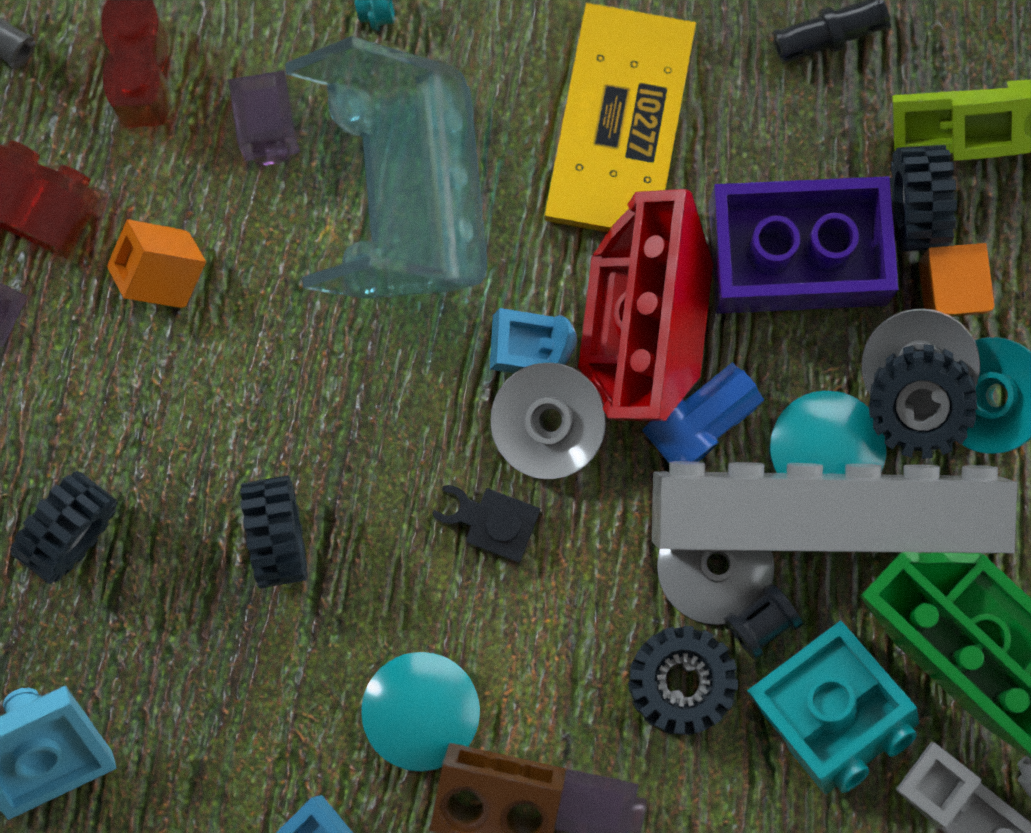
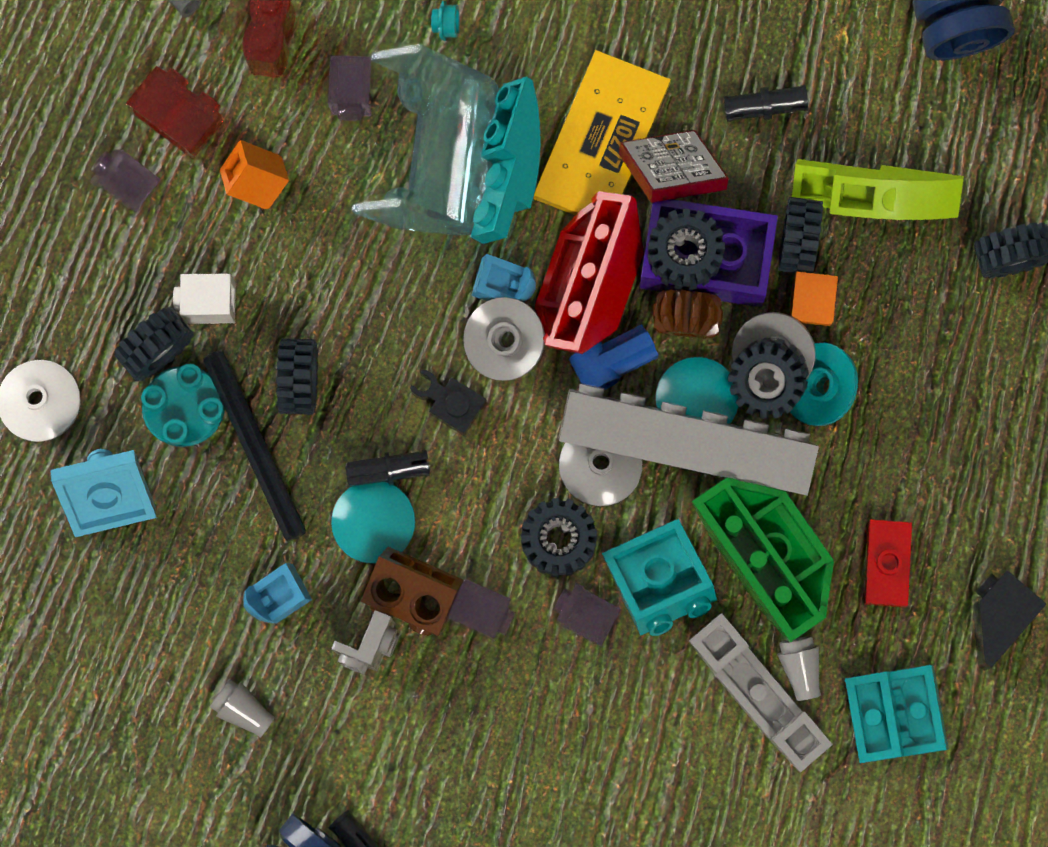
camera: 15 degrees right, 0 degrees up
(122, 604) = (182, 406): none -> teal dish
(124, 448) = (205, 298): none -> white brick
(233, 639) = (254, 445): none -> black axle
(424, 633) = (387, 468): none -> black axle
(507, 160) = (514, 150): none -> teal slope
(729, 138) = (673, 166): none -> tile
(743, 780) = (586, 614): none -> bracket
(756, 225) = (675, 231): none -> black bush
(763, 621) = (623, 508): black bush -> none
(793, 335) = (687, 314): none -> reddish brown gear

